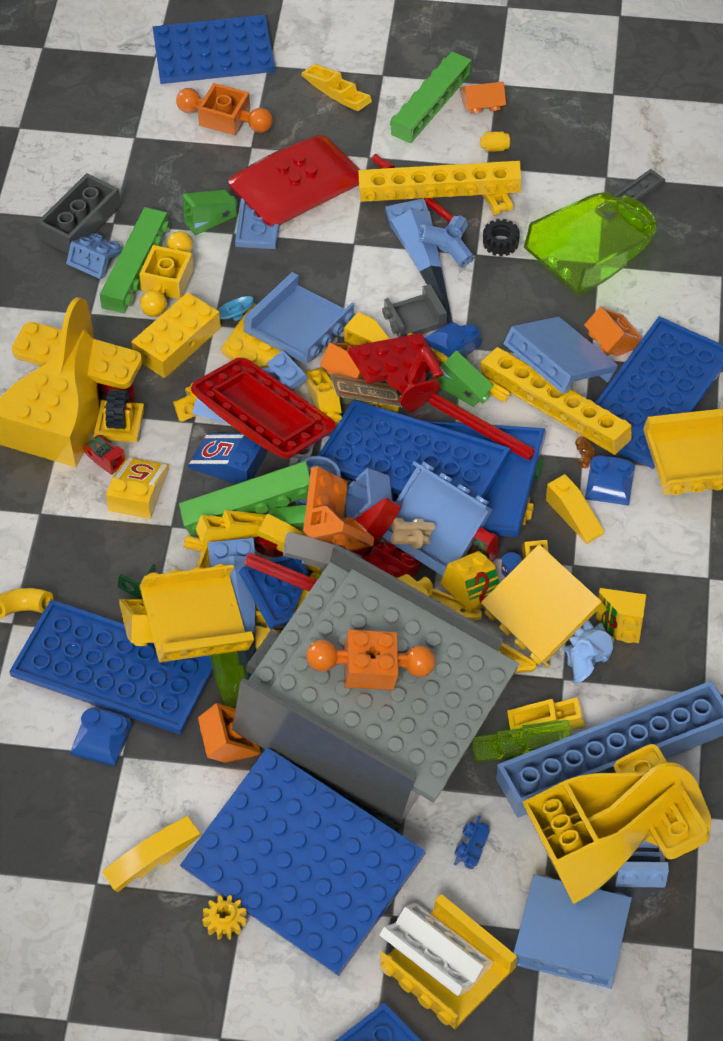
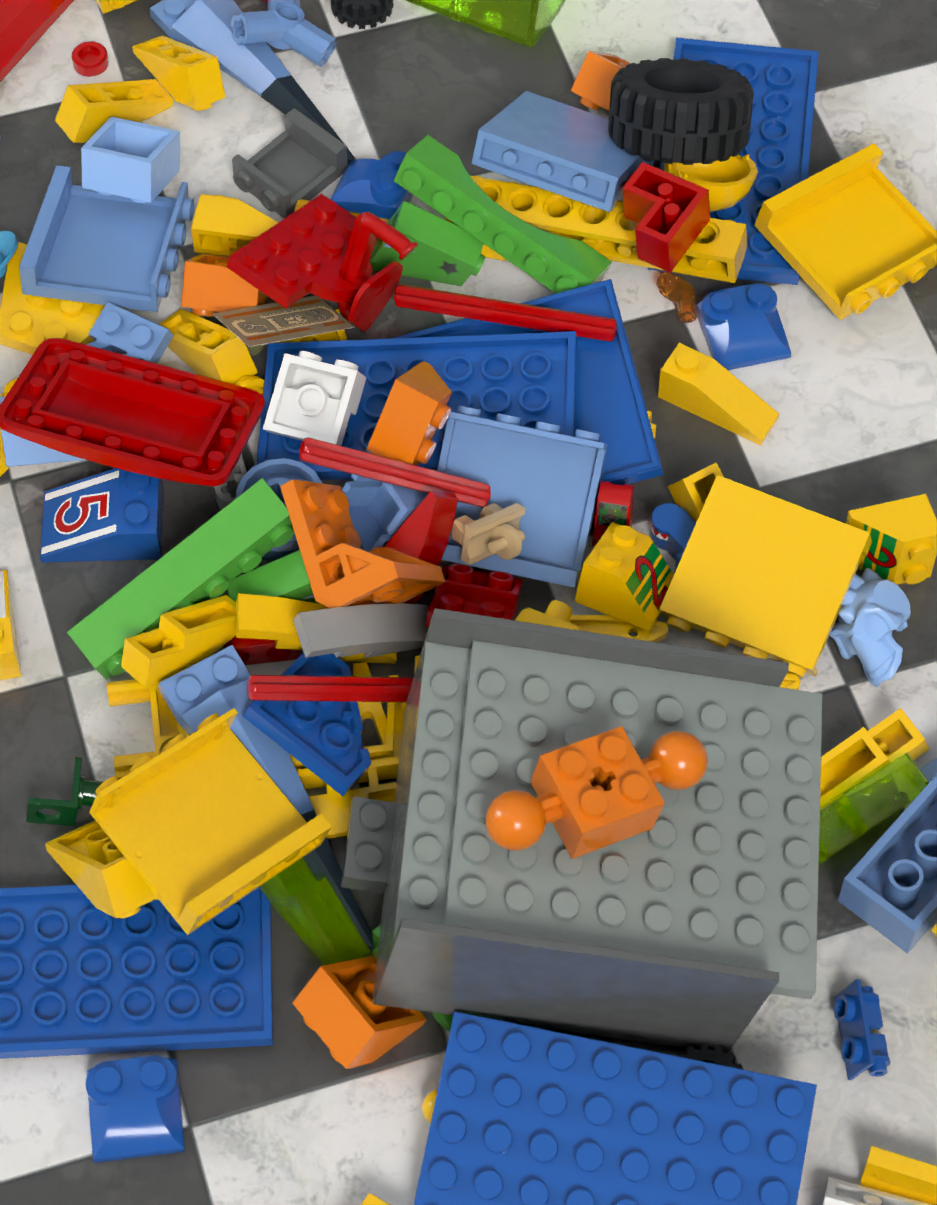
camera: 25 degrees left, 5 degrees up
(331, 281) = (130, 159): none -> light blue piece
(335, 251) = (91, 105): none -> yellow slope
(341, 223) = (90, 59): none -> red tile
(358, 434) = (314, 398): none -> white plate
(373, 482) = (392, 471): none -> red axle
(385, 245) = (184, 71): none -> yellow slope
(395, 458) = (411, 416): none -> orange slope
(481, 346) = (443, 183): none -> bright green arch
(587, 404) = (667, 214): none -> red brick
(627, 353) = (680, 111): none -> black tyre
(628, 393) = (725, 180): none -> yellow cylinder

